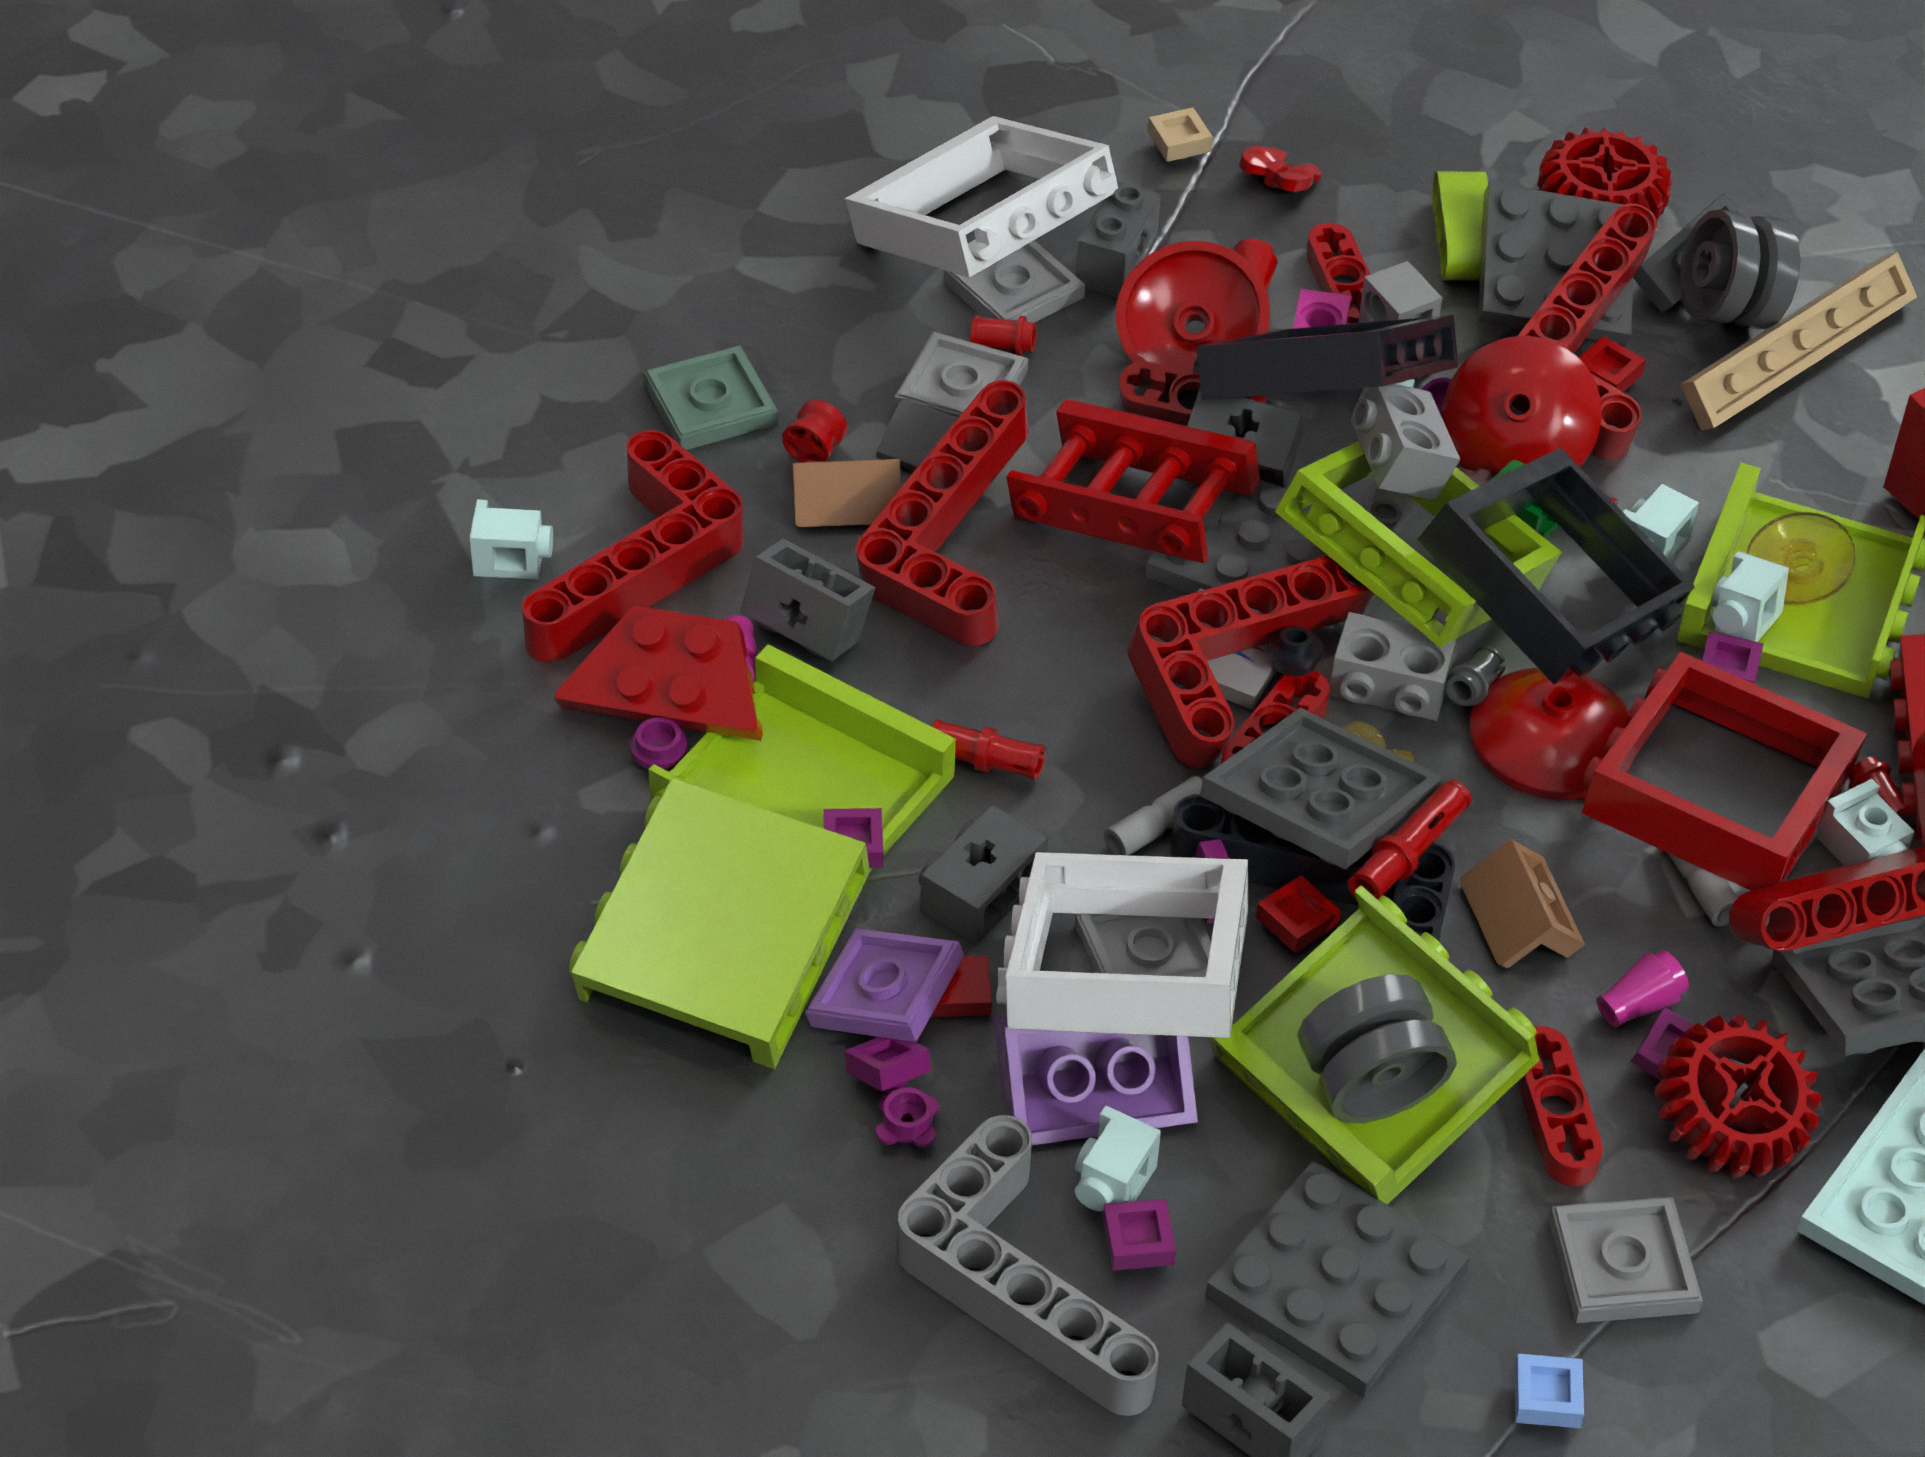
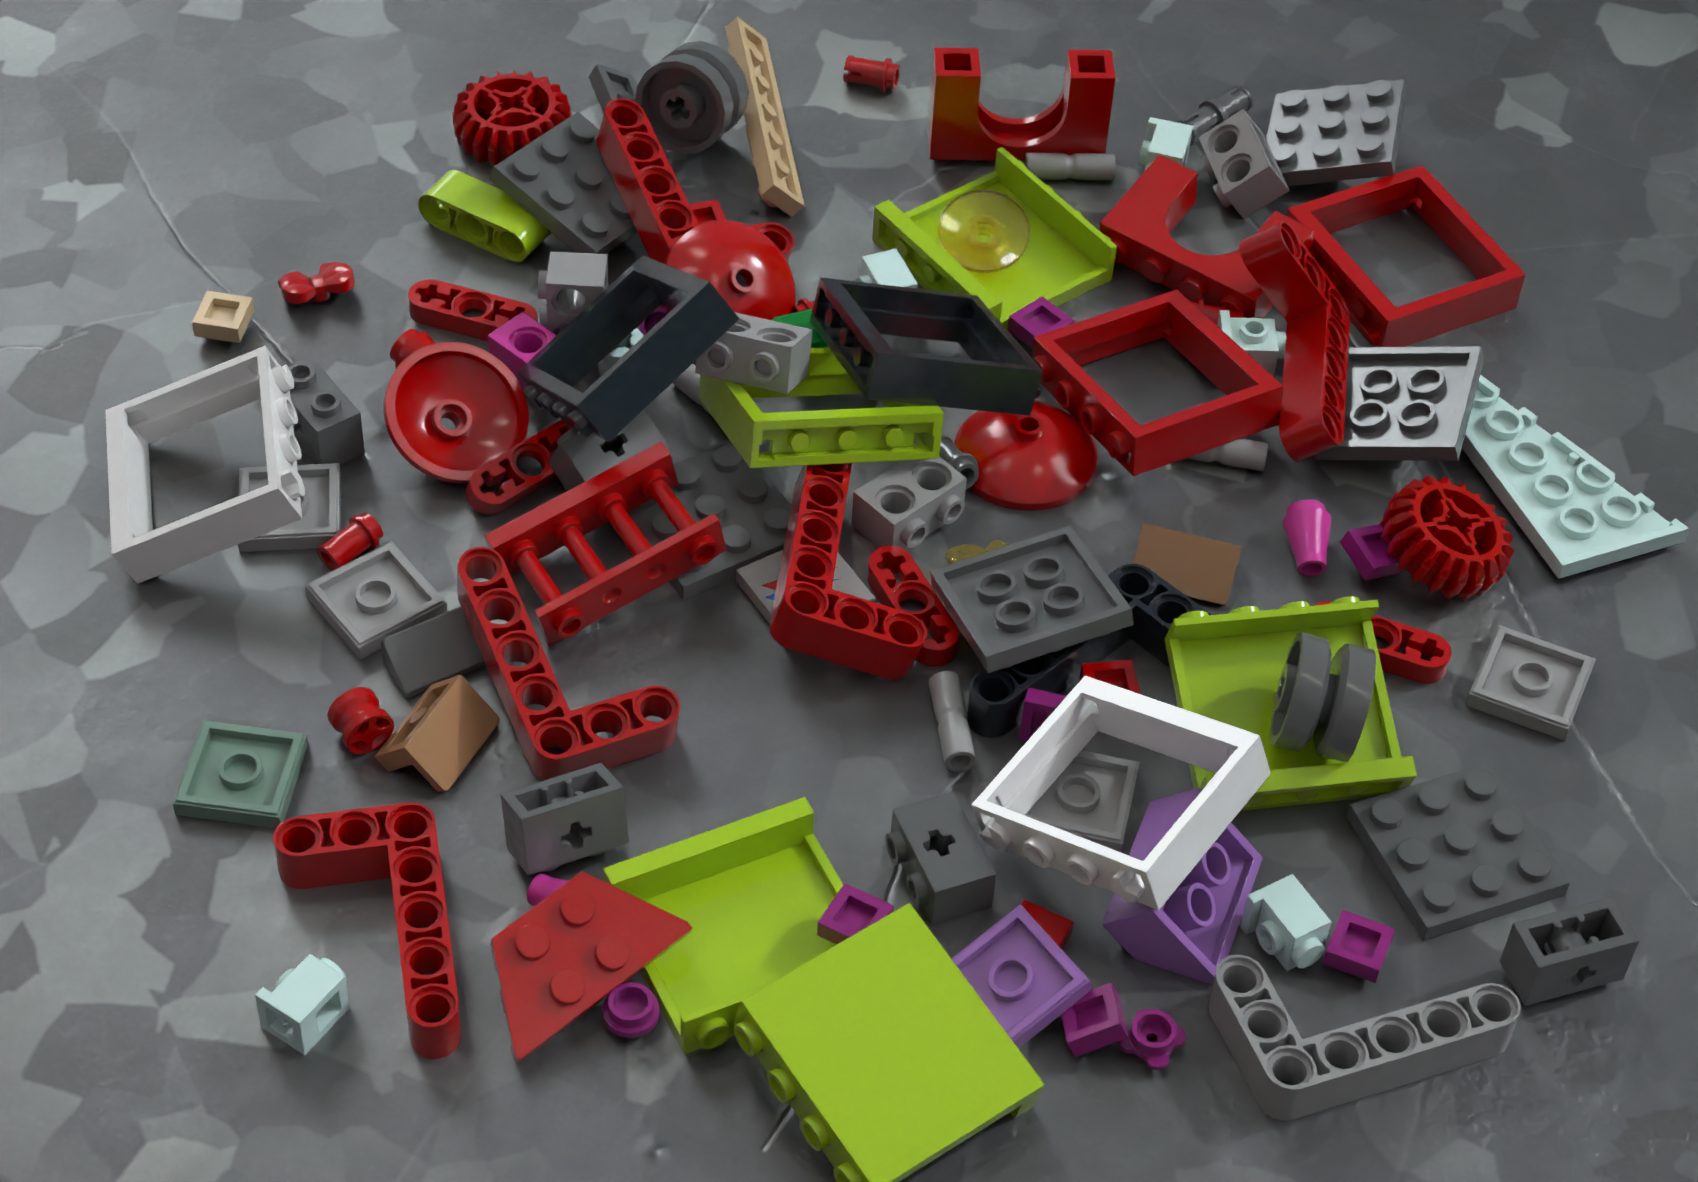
camera: 60 degrees left, 0 degrees up
(990, 750) = (813, 783): red pin -> none
(1295, 651) = (860, 546): black plate -> none
(1398, 853) = (1134, 587): red pin -> none
(1549, 1391) = (1630, 783): light blue plate -> none
(1749, 597) = (1004, 273): light aqua brick -> none

